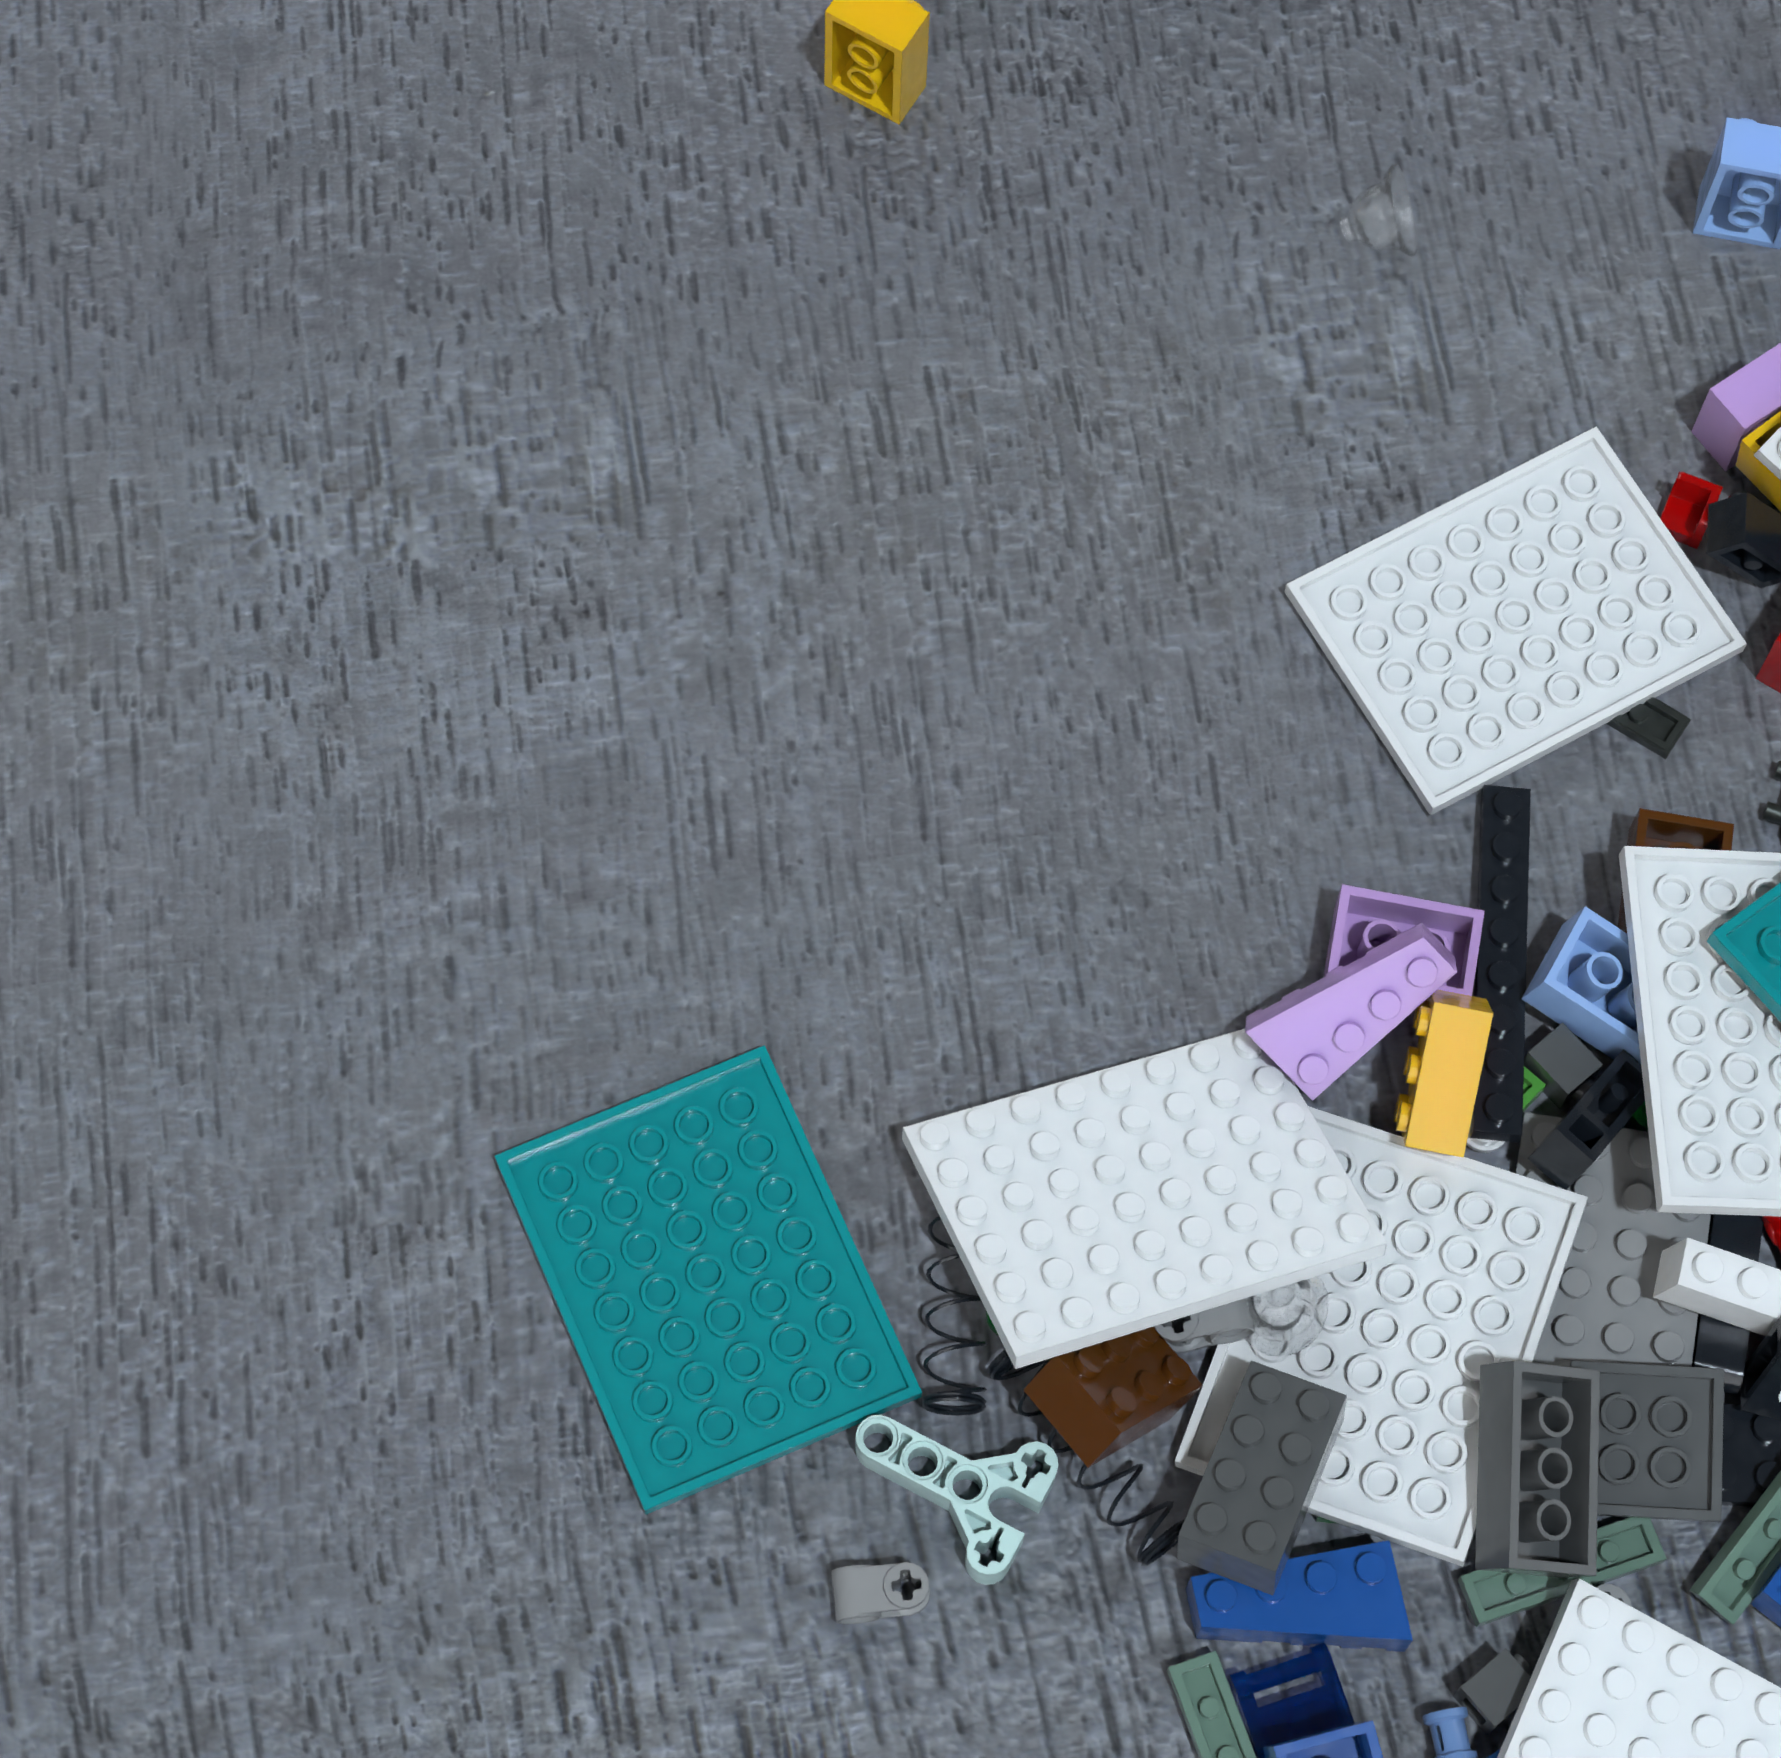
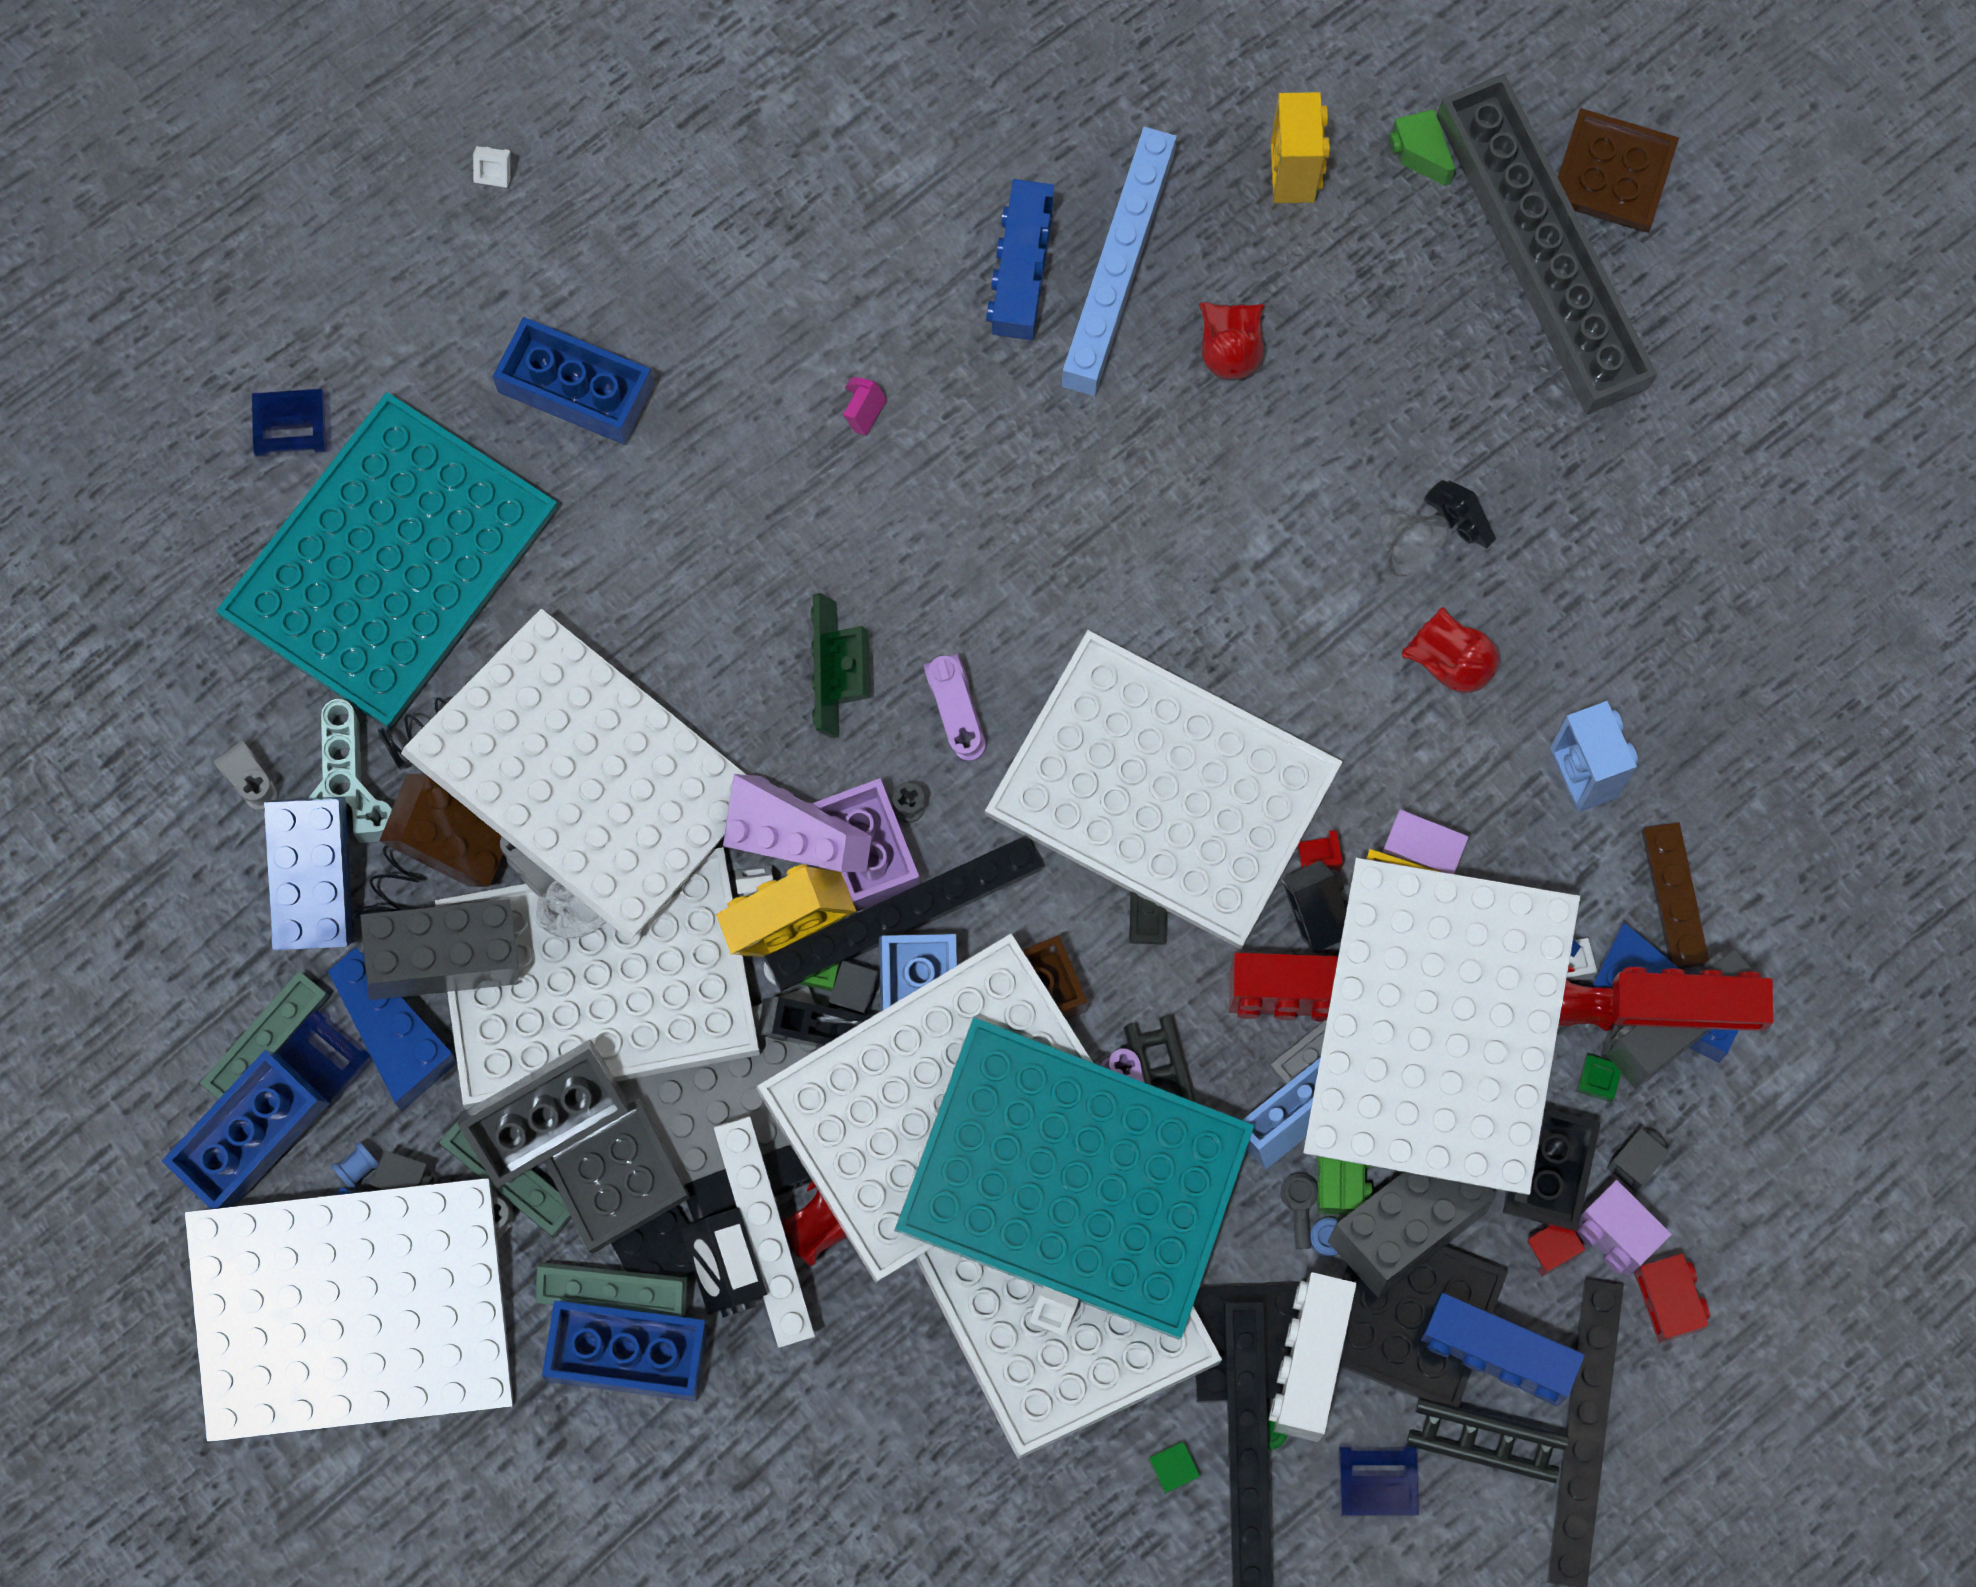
camera: 60 degrees right, 5 degrees up
(287, 878) = (491, 166): none -> white tile
(439, 1283) = (288, 411): none -> clear blue plate
(628, 939) = (573, 380): none -> blue brick
(805, 394) = (1022, 259): none -> blue wedge
(858, 642) = (864, 405): none -> dark pink tile
(873, 303) = (1119, 261): none -> light blue brick
(1043, 247) = (1232, 339): none -> red piece
(1064, 1579) = (308, 873): none -> brick
(1164, 855) = (839, 665): none -> dark green bracket
(1290, 766) = (955, 704): none -> lavender piece
(1366, 1095) = (749, 879): none -> white tile
(1375, 867) = (912, 793): none -> dark grey bush
(1387, 142) = (1461, 508): none -> black plate
(1543, 251) = (1454, 654): none -> red piece

